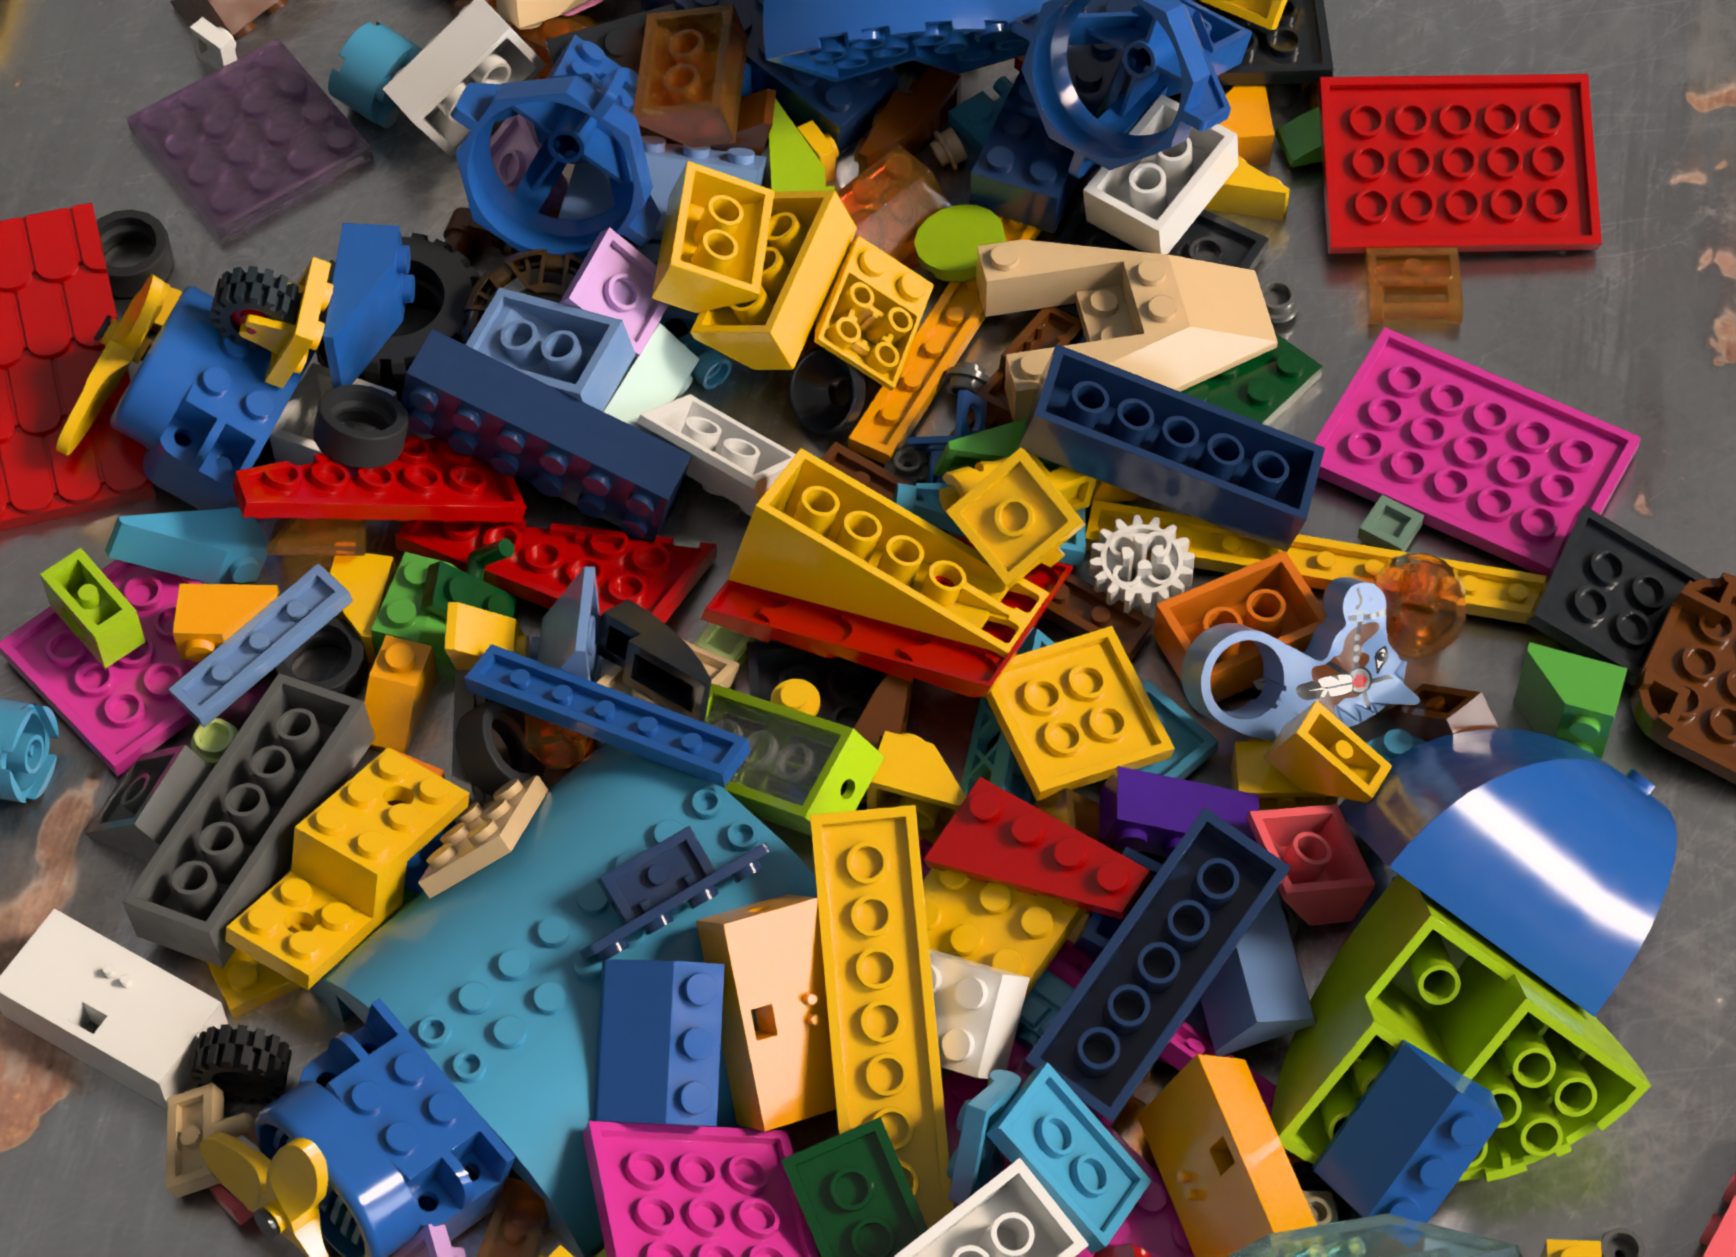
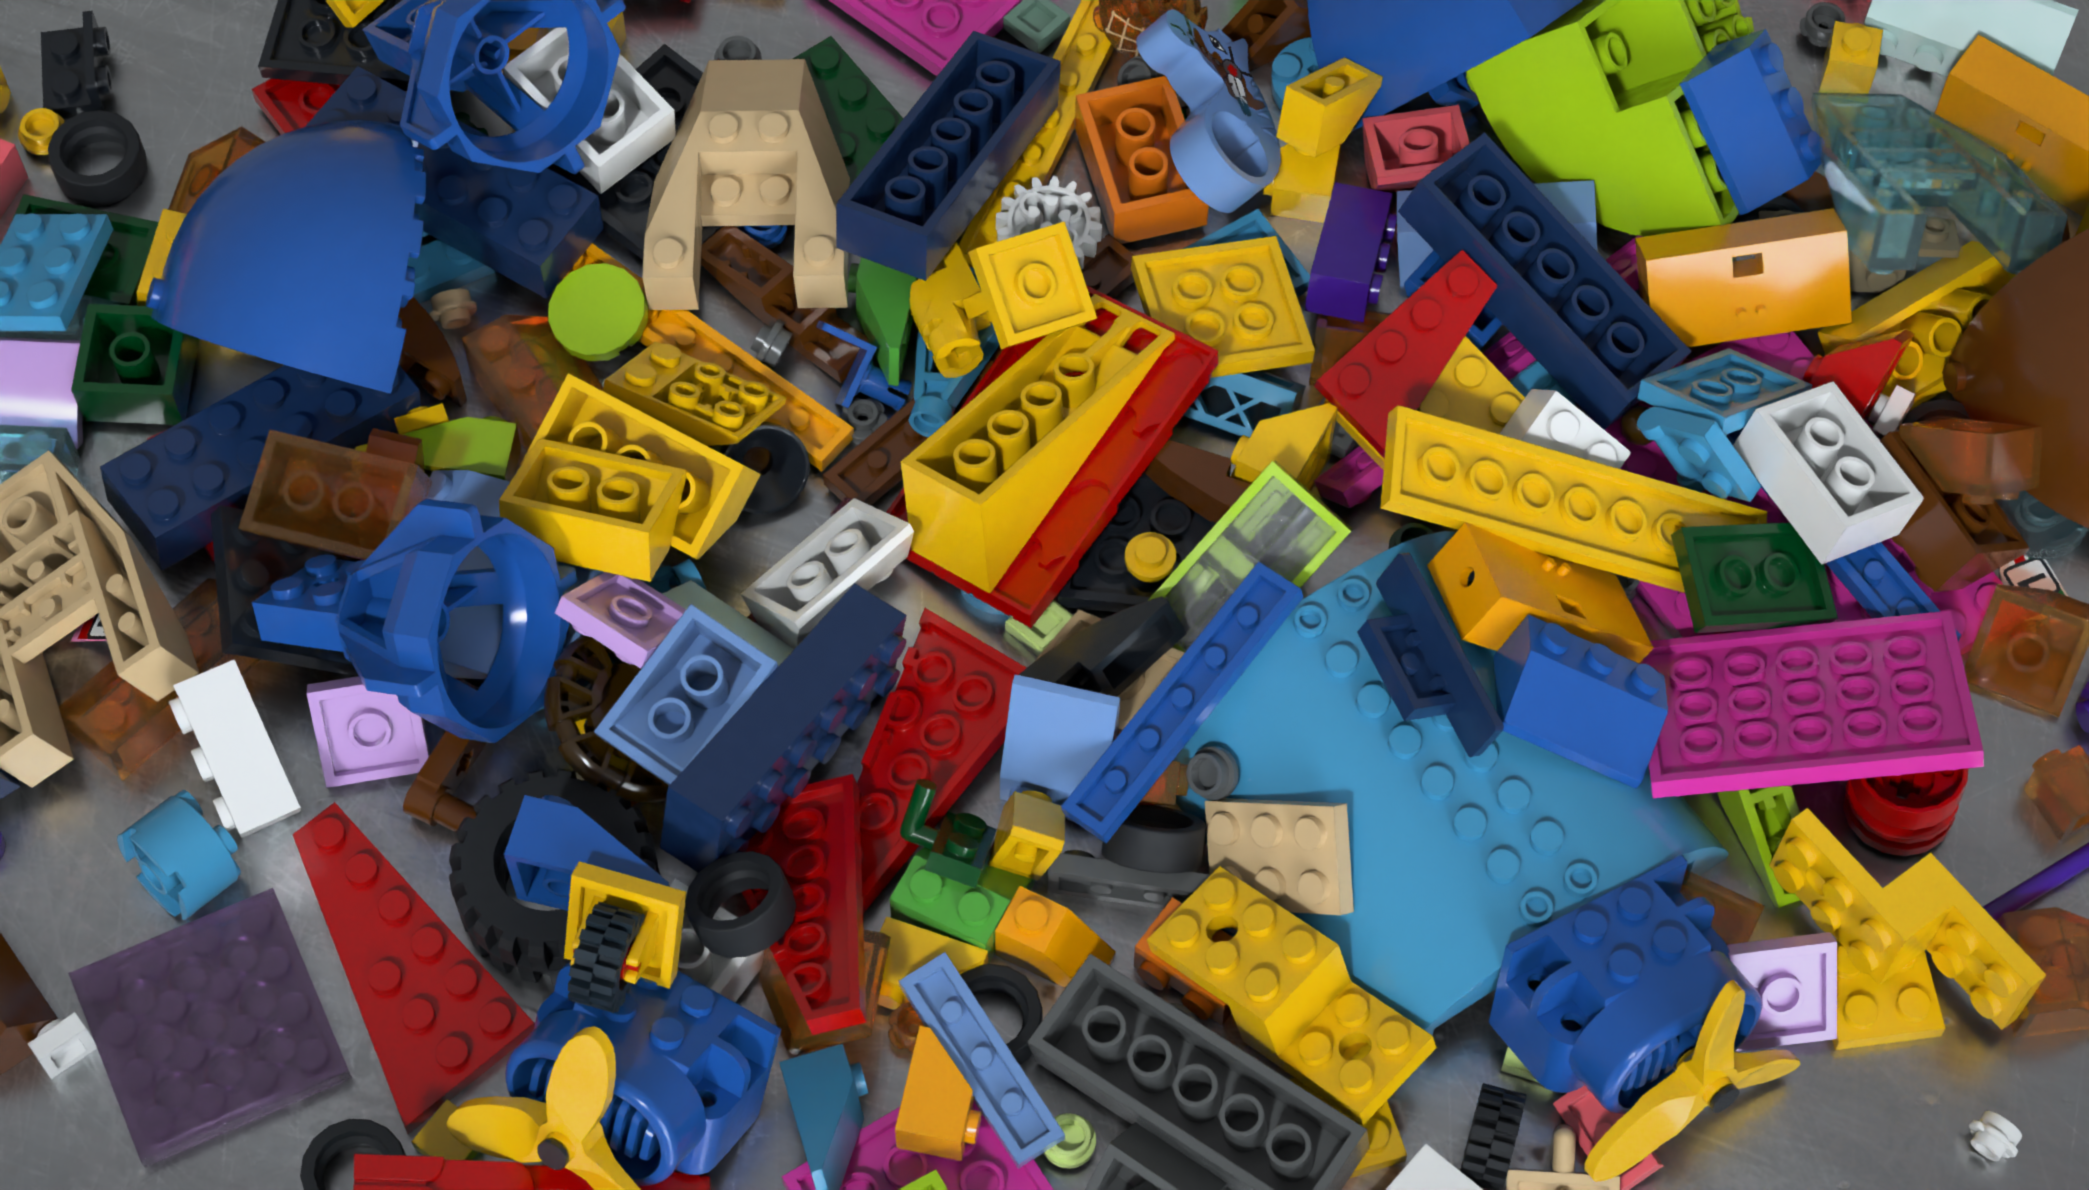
camera: 80 degrees left, 5 degrees up
(387, 197) = (419, 989): none -> red wing
(558, 769) = (1212, 773): none -> dark grey plate

